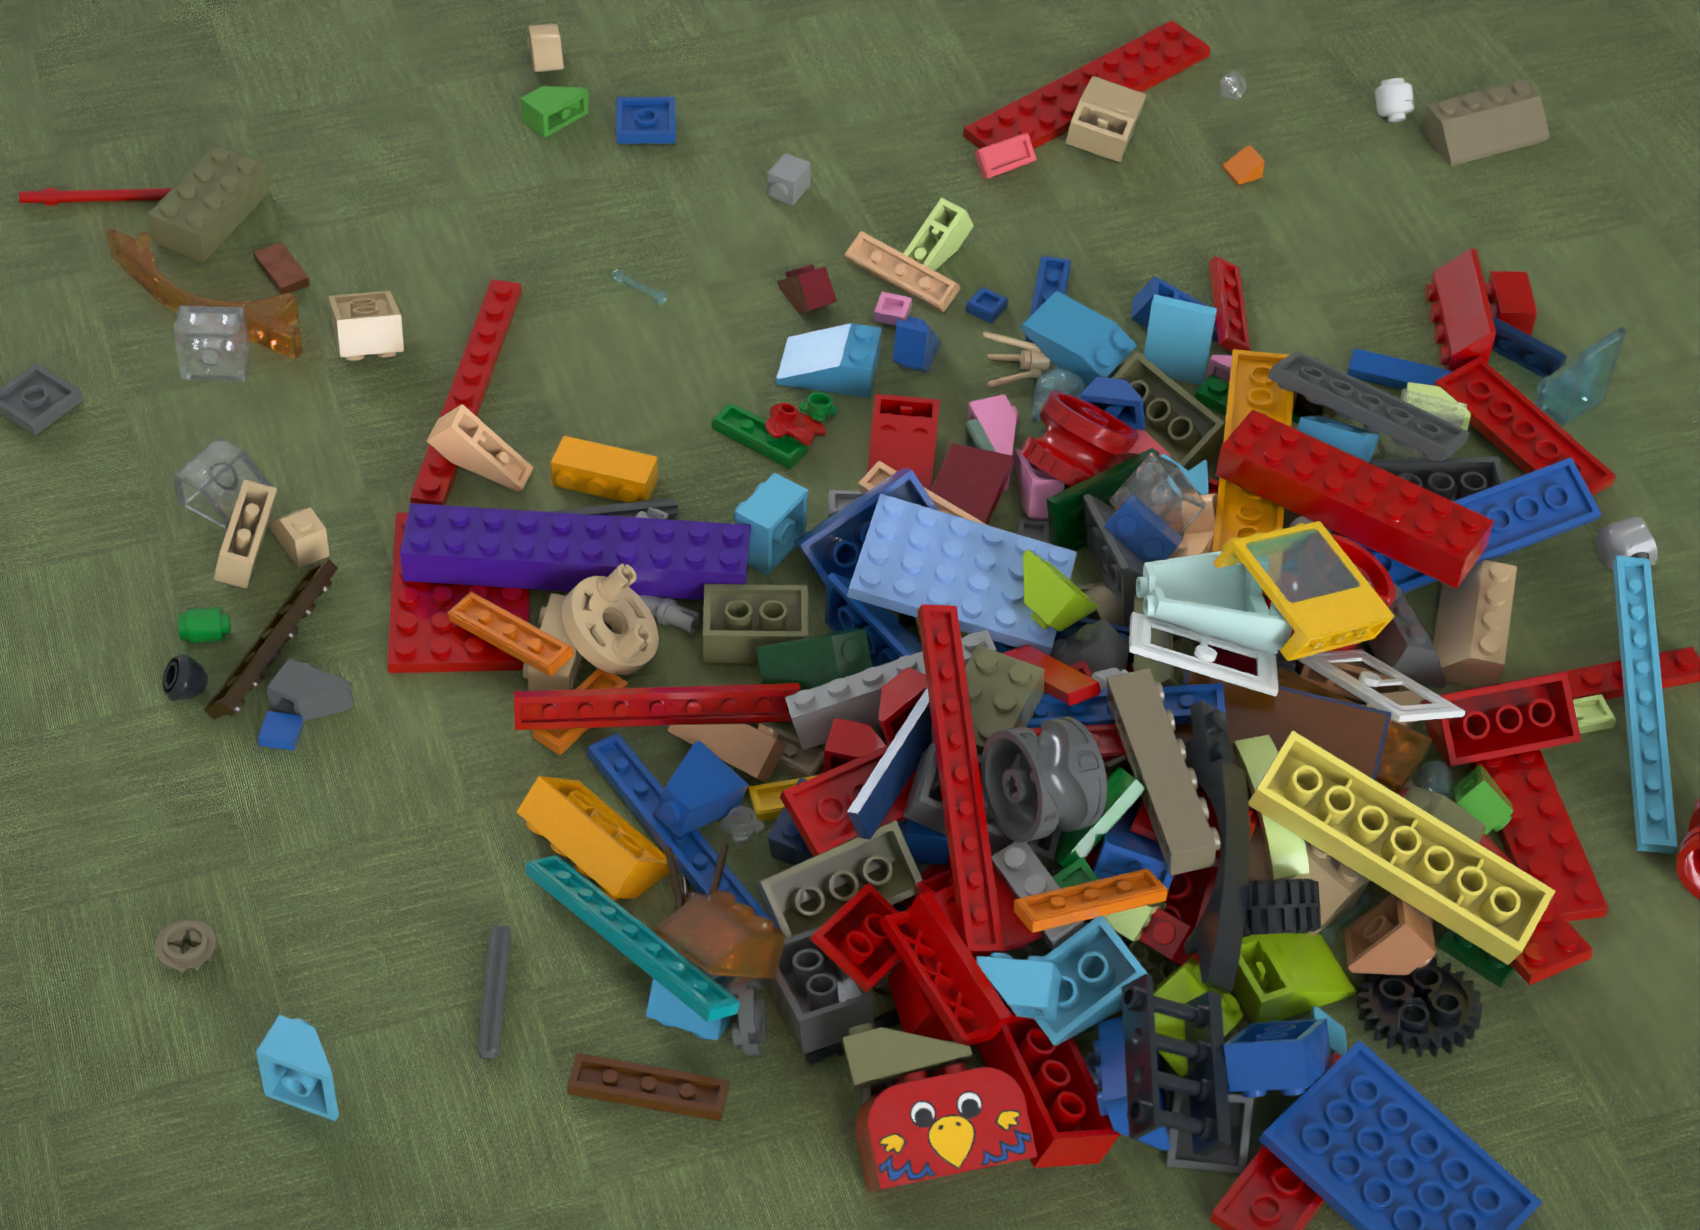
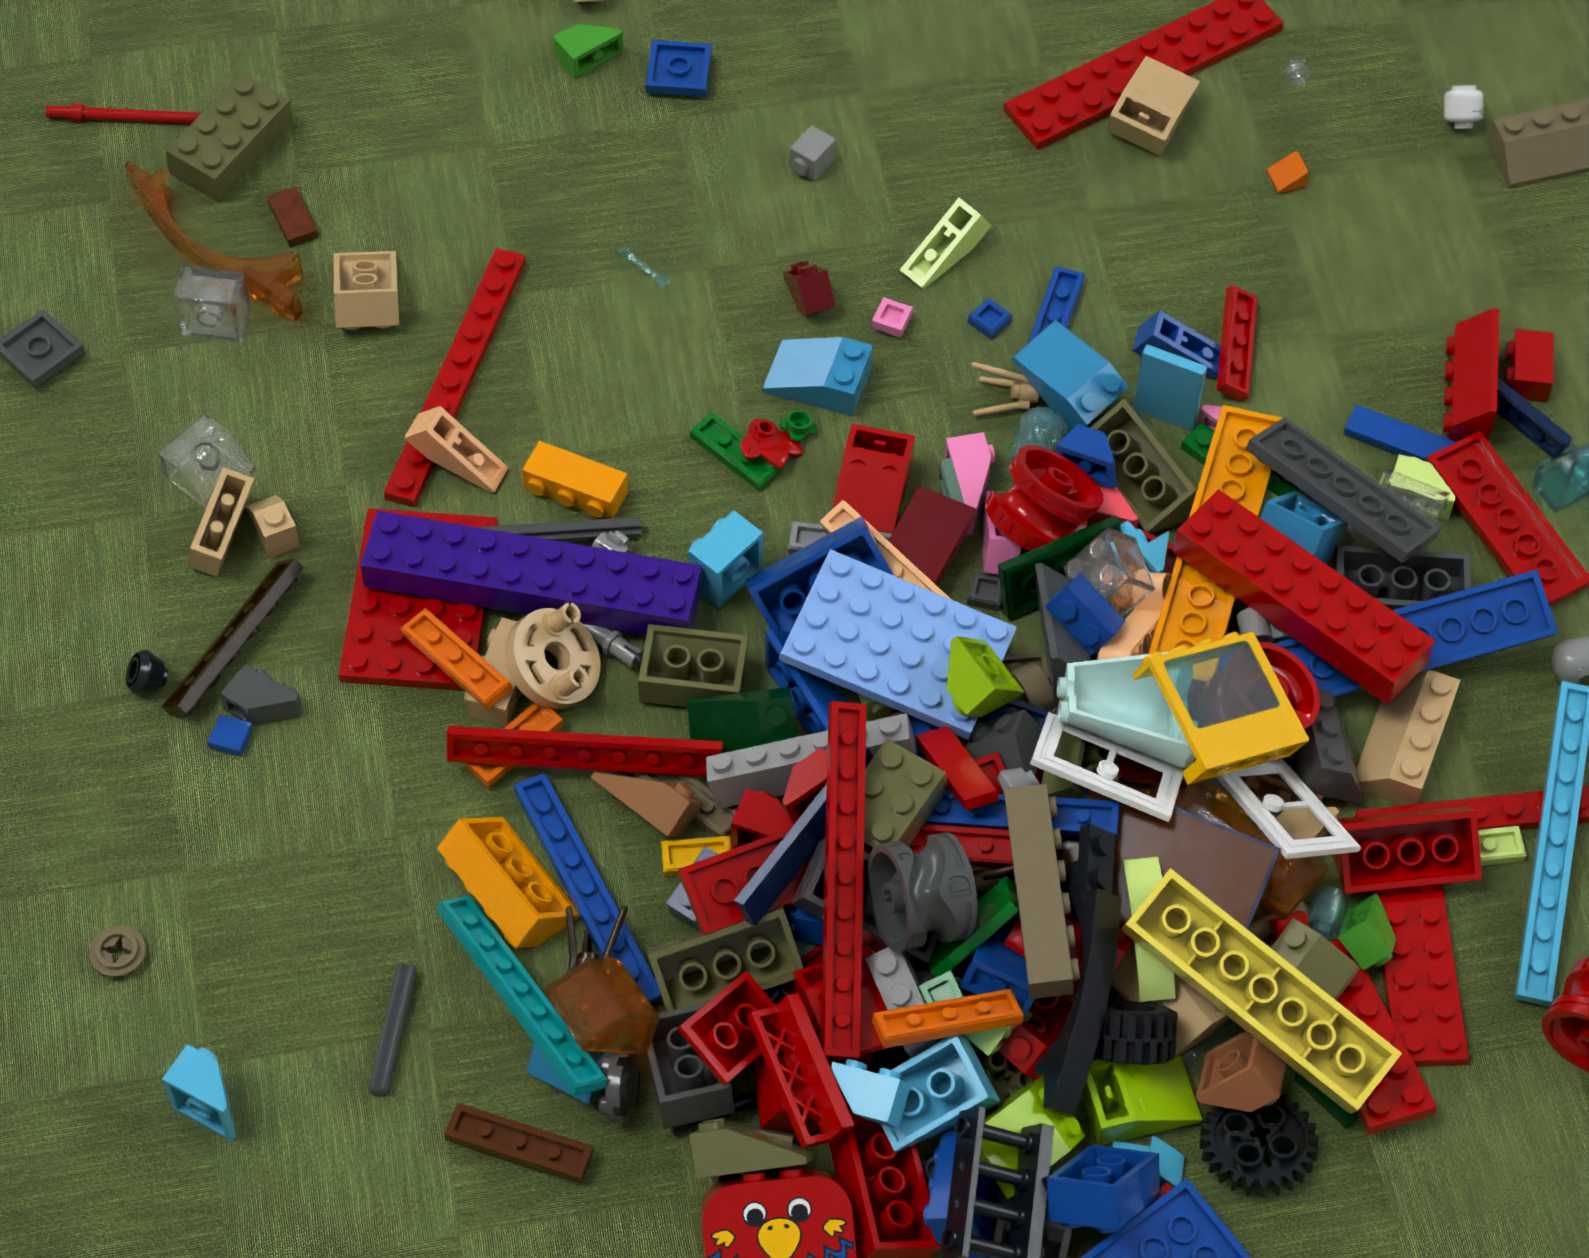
camera: 10 degrees right, 10 degrees up
(204, 625) = (171, 616): green brick -> none
(699, 792) = (610, 846): blue slope -> none
(742, 816) = (645, 872): clear plate -> none
(902, 271) = (909, 273): light nougat tile -> none
(915, 344) = (905, 365): blue slope -> none
(1005, 155) = (1040, 142): coral tile -> none

